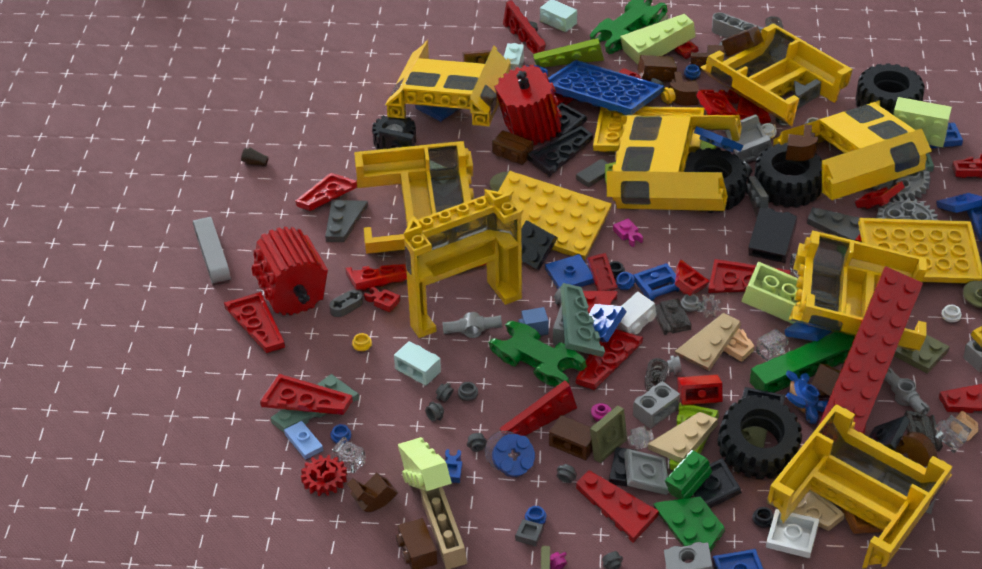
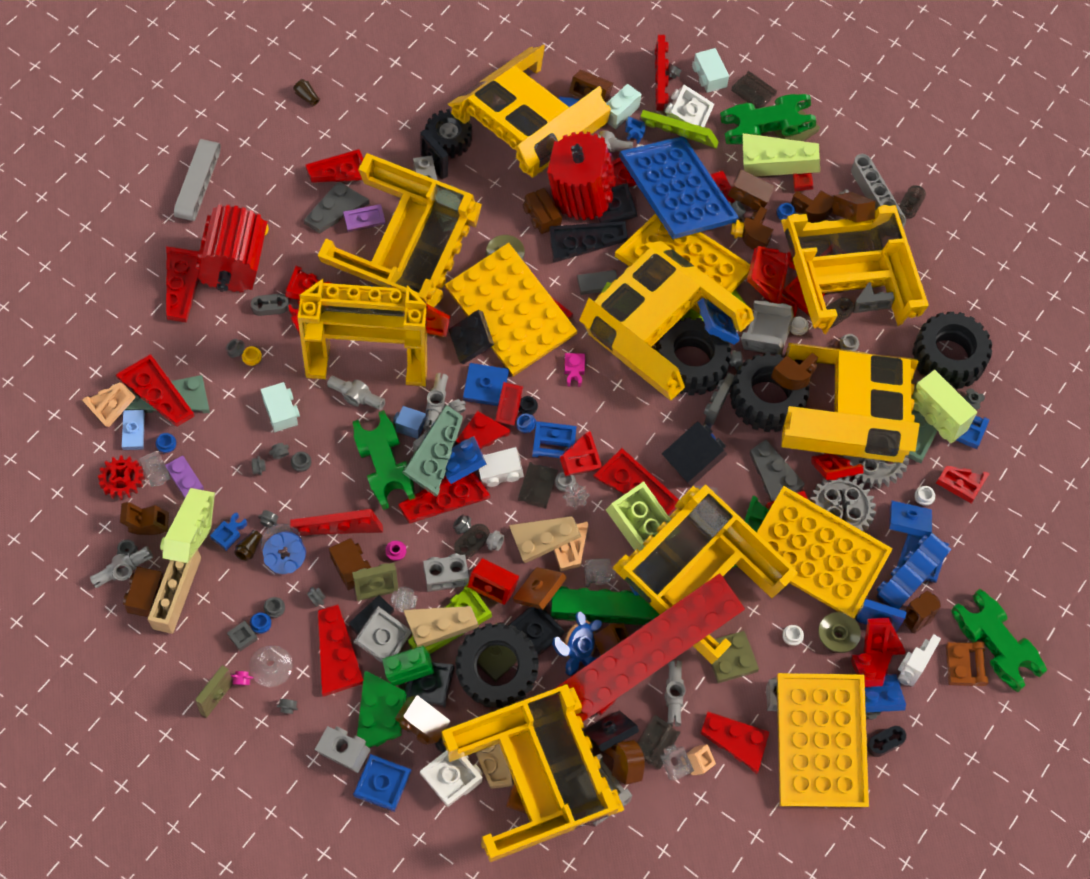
camera: 25 degrees right, 20 degrees up
(268, 428) = (110, 403): none -> light nougat wing
(344, 343) = (235, 348): none -> dark grey plate
(370, 520) = (126, 544): none -> dark grey plate
(374, 212) = (364, 217): none -> medium lavender plate
(376, 543) = (114, 573): none -> light grey pin
(379, 451) = (183, 475): none -> medium lavender plate
(477, 470) = (246, 548): none -> dark brown cone
(537, 498) = (274, 607): none -> dark grey plate
(542, 298) = (437, 393): none -> light grey pin
(559, 38) = (689, 106): none -> white plate
(573, 541) = (270, 675): none -> clear dish
(597, 13) = (754, 90): none -> clear smoke plate
(638, 367) = (462, 524): none -> dark grey plate
(734, 507) = (422, 720): none -> brick
(740, 375) = (539, 588): none -> dark orange plate
(955, 186) = (924, 495): none -> white plate

